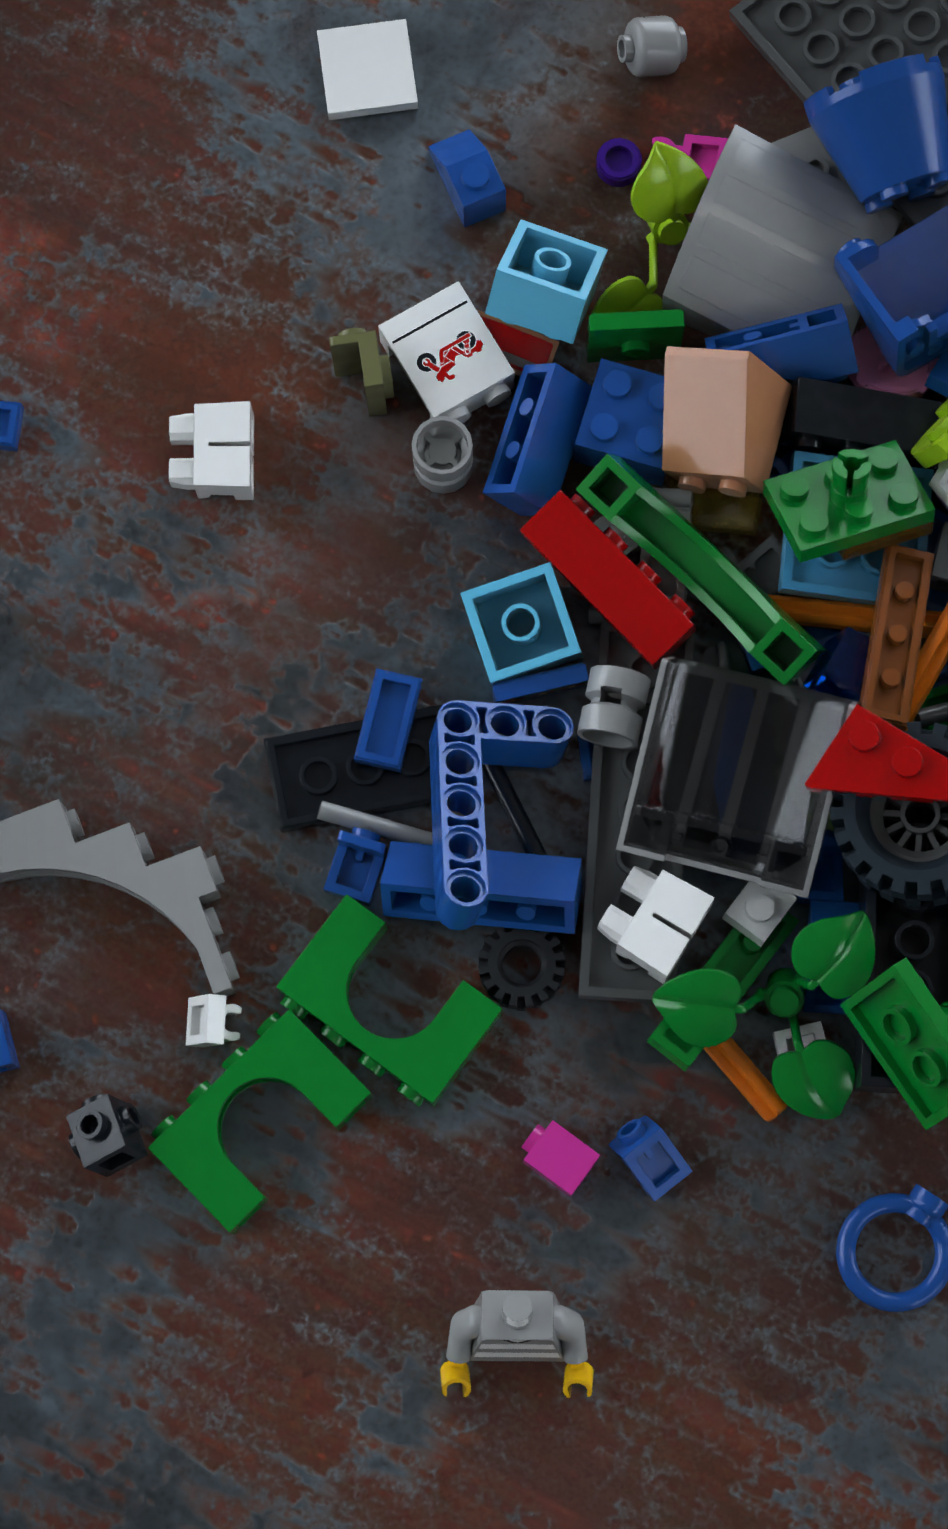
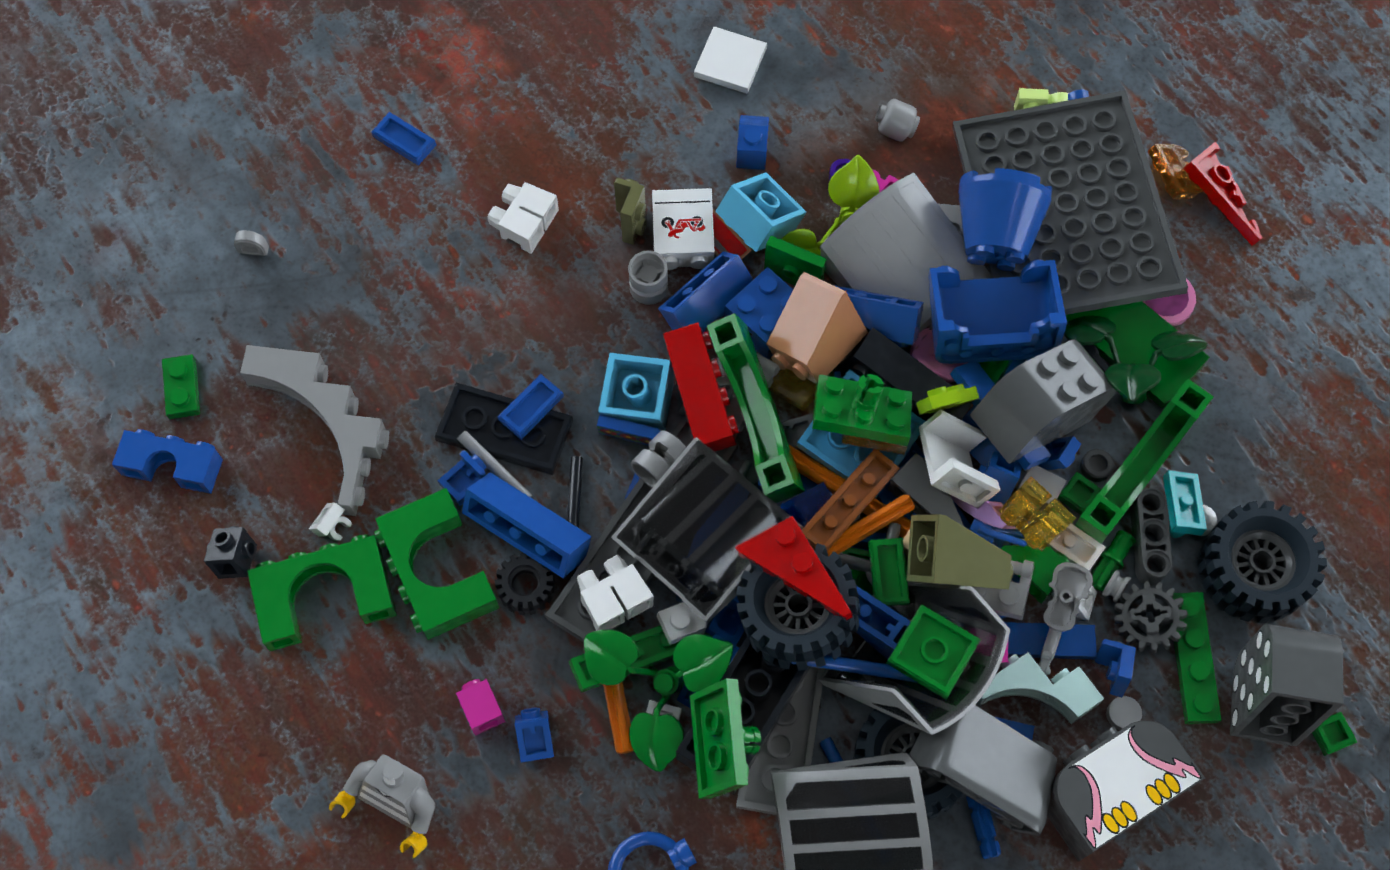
camera: 25 degrees right, 10 degrees down
(466, 752) = (563, 435): blue beam -> none

